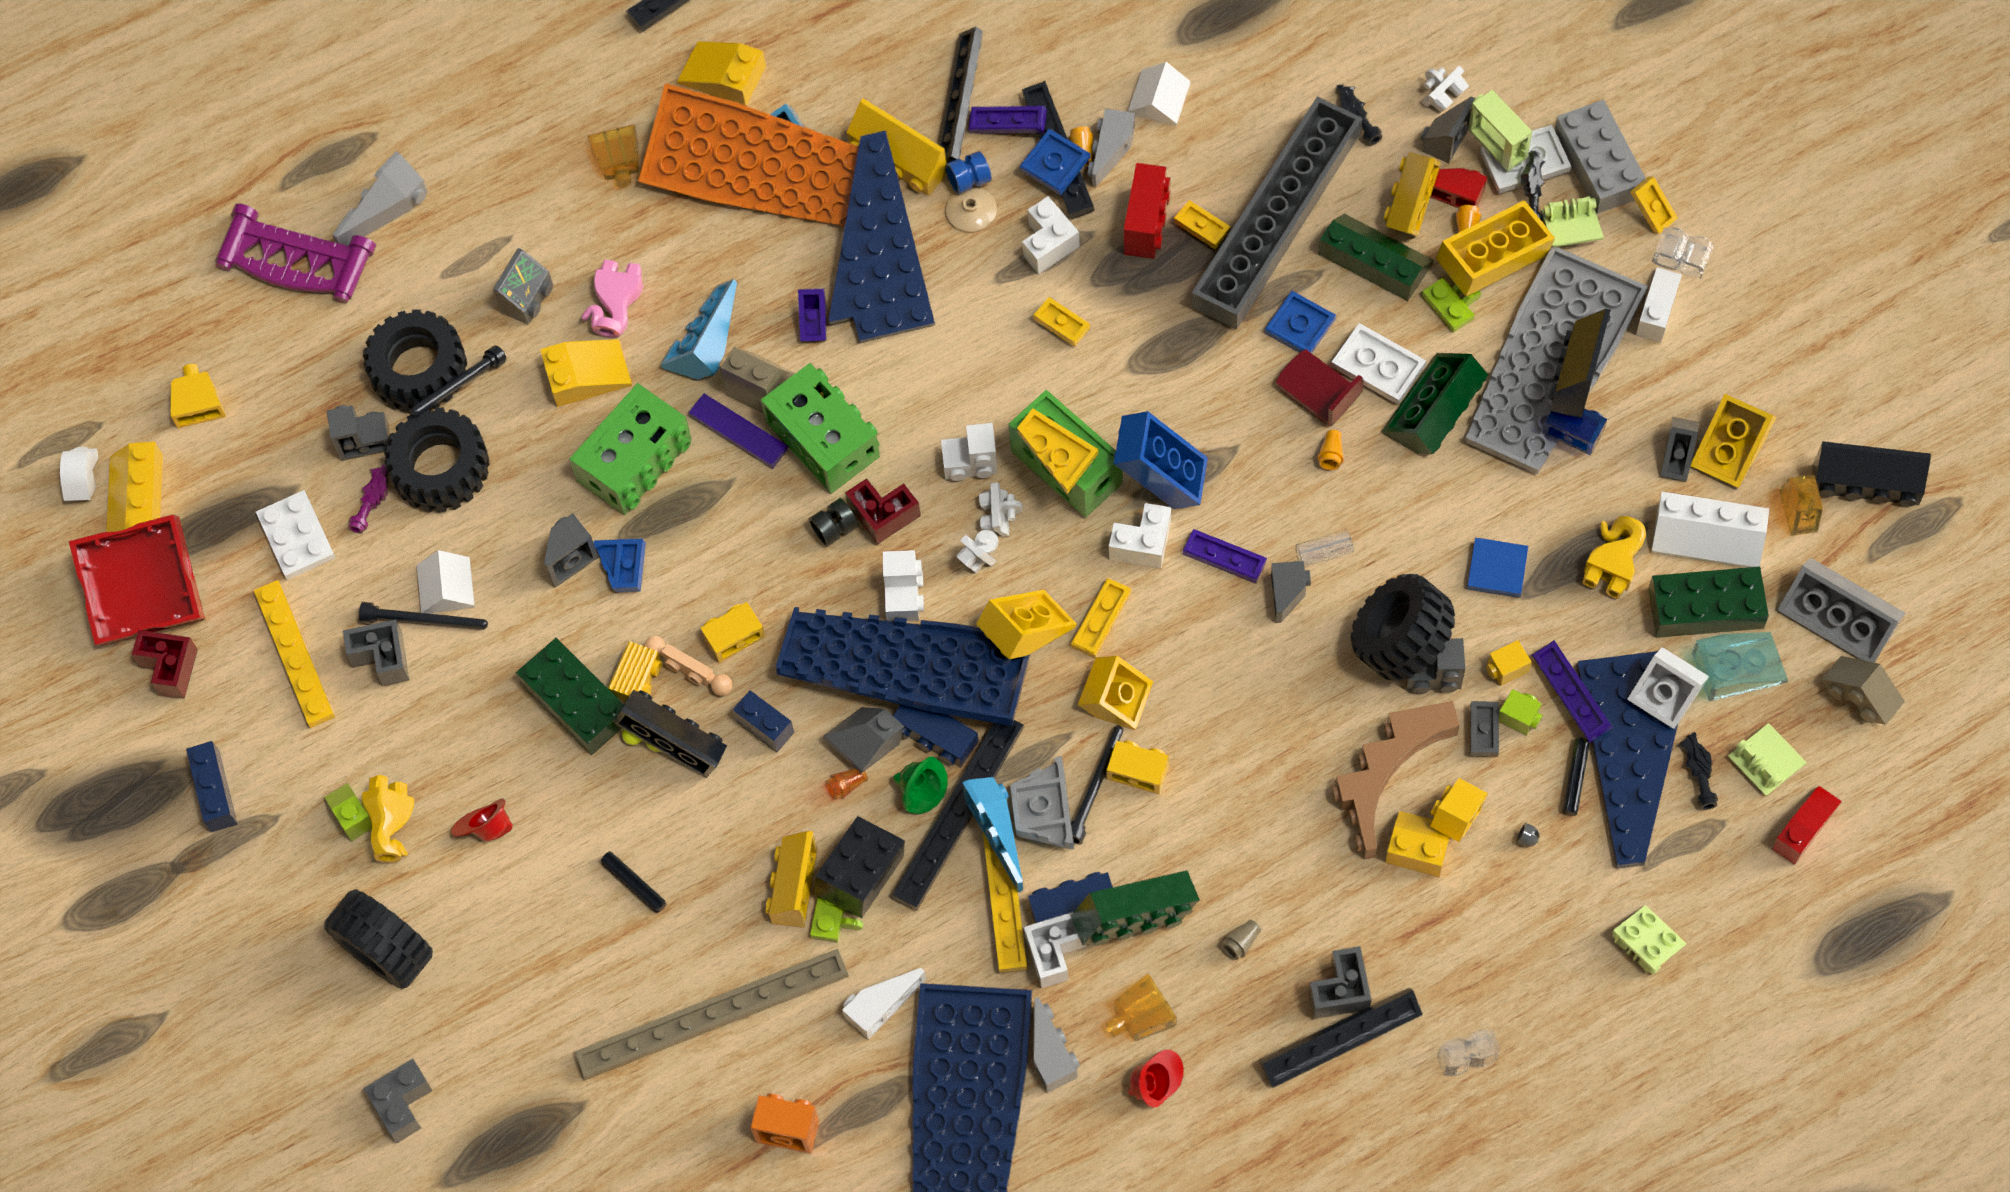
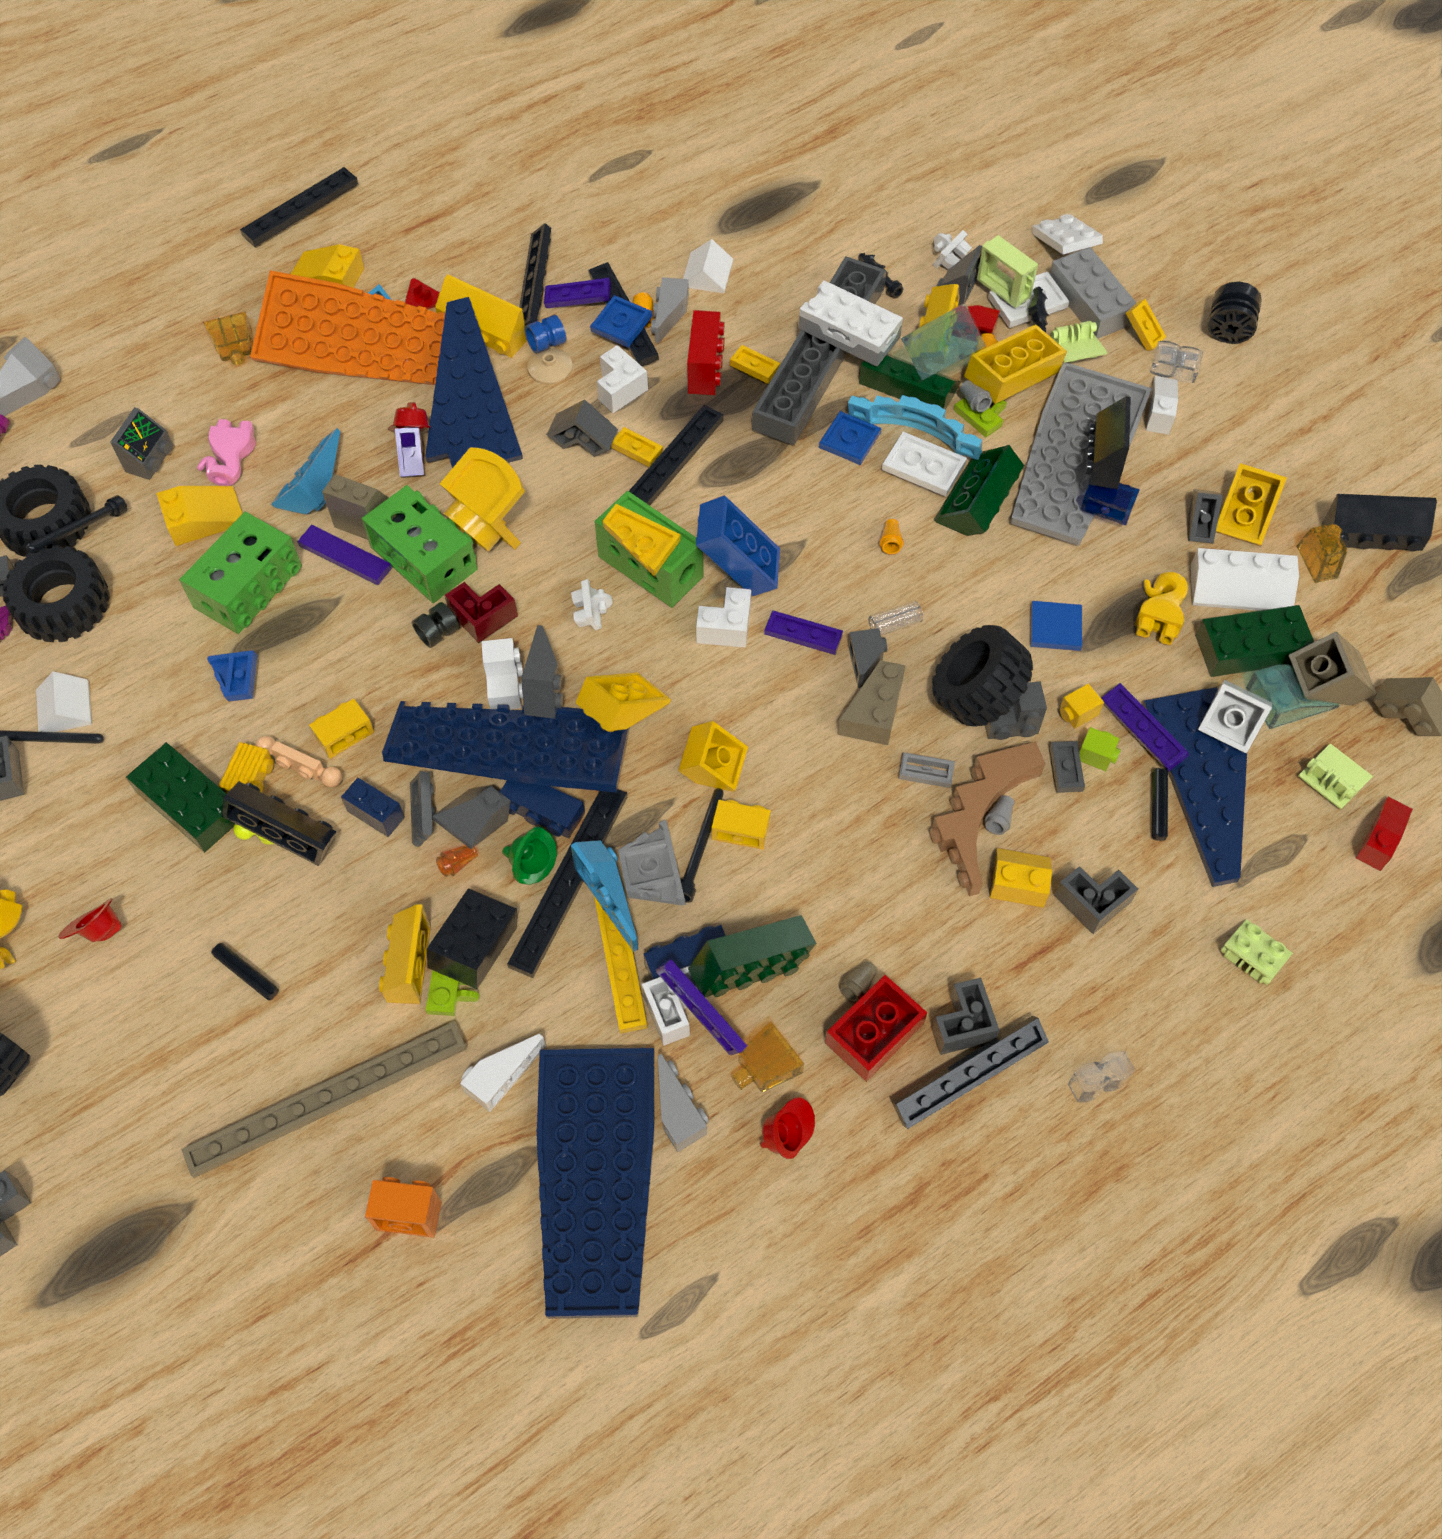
camera: 10 degrees left, 5 degrees down
(568, 549) = (180, 664): dark grey slope -> none
(812, 725) = (421, 808): none -> dark grey hinge
(815, 277) = (410, 417): none -> red piece
(829, 110) = (421, 295): none -> red piece
(891, 385) = (483, 494): none -> yellow piece
(942, 598) = (541, 679): none -> dark grey slope
(970, 455) = (563, 559): white brick -> none
(976, 552) = (572, 642): white hips -> none
(1005, 296) = (582, 425): none -> dark grey brick
(1080, 955) = (701, 1007): none -> dark purple tile
(1101, 338) = (677, 454): none -> black plate
(1101, 618) = (693, 693): yellow tile -> none
(1251, 987) = (875, 1028): none -> red brick
(1291, 646) = (875, 705): none -> dark tan wedge
(1311, 191) = (850, 323): none -> white piece
(1318, 387) = (874, 486): dark red piece -> none
(1333, 730) = (925, 773): none -> light grey tile
(1372, 301) = (918, 415): none -> medium azure piece
(1406, 778) = (999, 818): none -> light grey cone
(1413, 225) = (943, 341): none -> clear light blue slope
(1445, 287) = (976, 396): none -> light grey cone
(1458, 809) = (1055, 840): yellow brick -> none
(1489, 878) = (1092, 902): none -> dark grey brick
(1528, 835) = (1124, 861): dark grey hinge -> none
(1581, 77) = (1067, 234): none -> white plate
(1700, 764) = (1275, 784): black piece -> none
(1758, 197) = (1234, 312): none -> black wheel
(1782, 645) = (1332, 671): none -> dark tan slope
(1841, 611) = (1382, 642): light grey slope -> none

